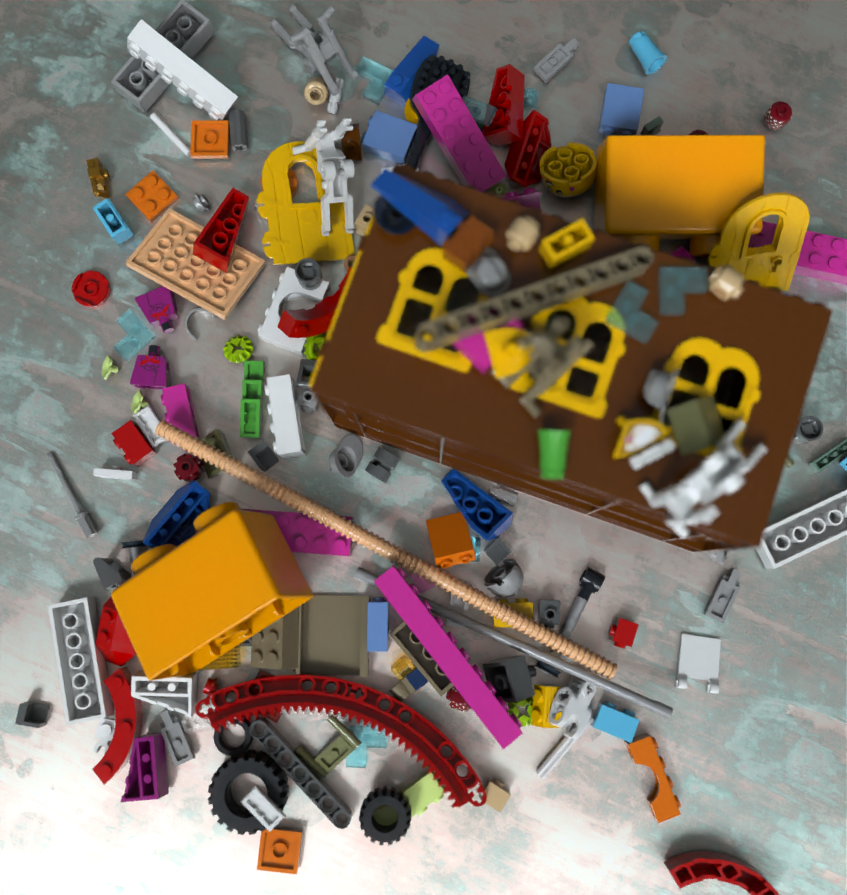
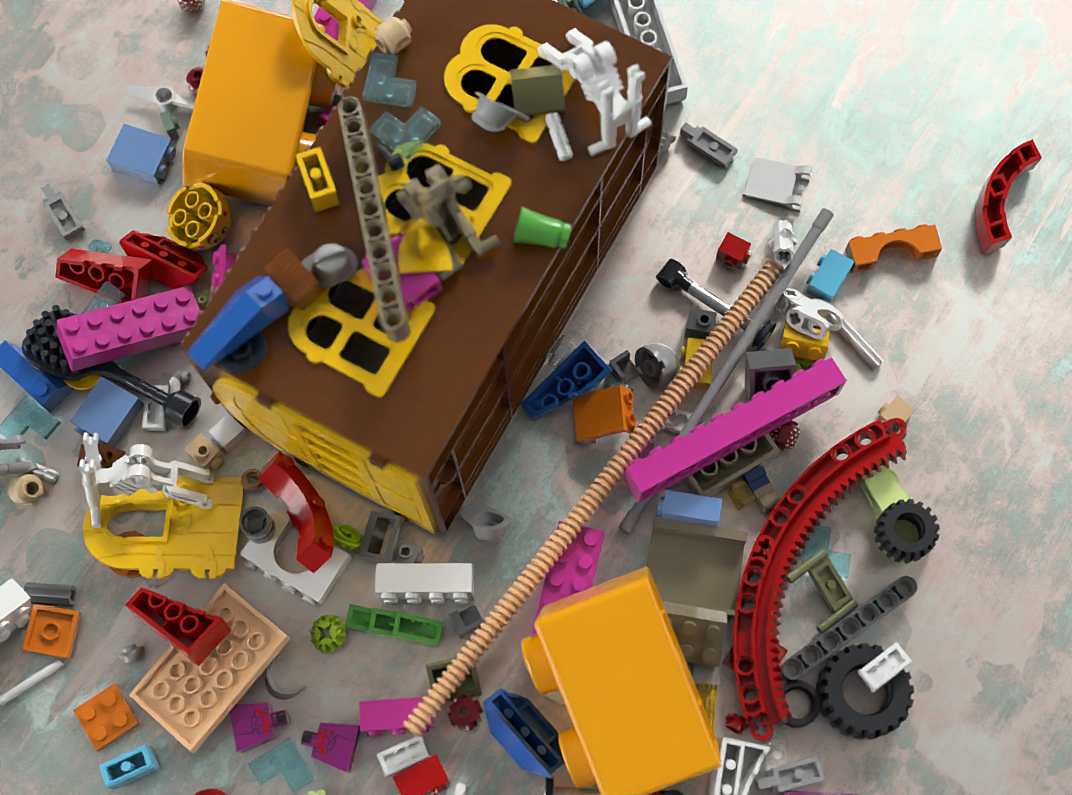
camera: 80 degrees left, 10 degrees down
(98, 178) = (65, 782): pearl gold piece -> none
(138, 402) = (369, 769): yellowish green plant -> none
(280, 850) = (936, 667): orange plate -> none
(382, 464) = (502, 480): dark grey wheel -> none
(522, 234) = (295, 223): tan head -> none
(599, 309) = (395, 161): none -> black hand
(636, 675) = (783, 242): none -> white piece
(637, 435) = (537, 144): shield -> none
(647, 52) = (80, 115): medium azure plant -> none
(677, 109) = (156, 95): none -> white piece

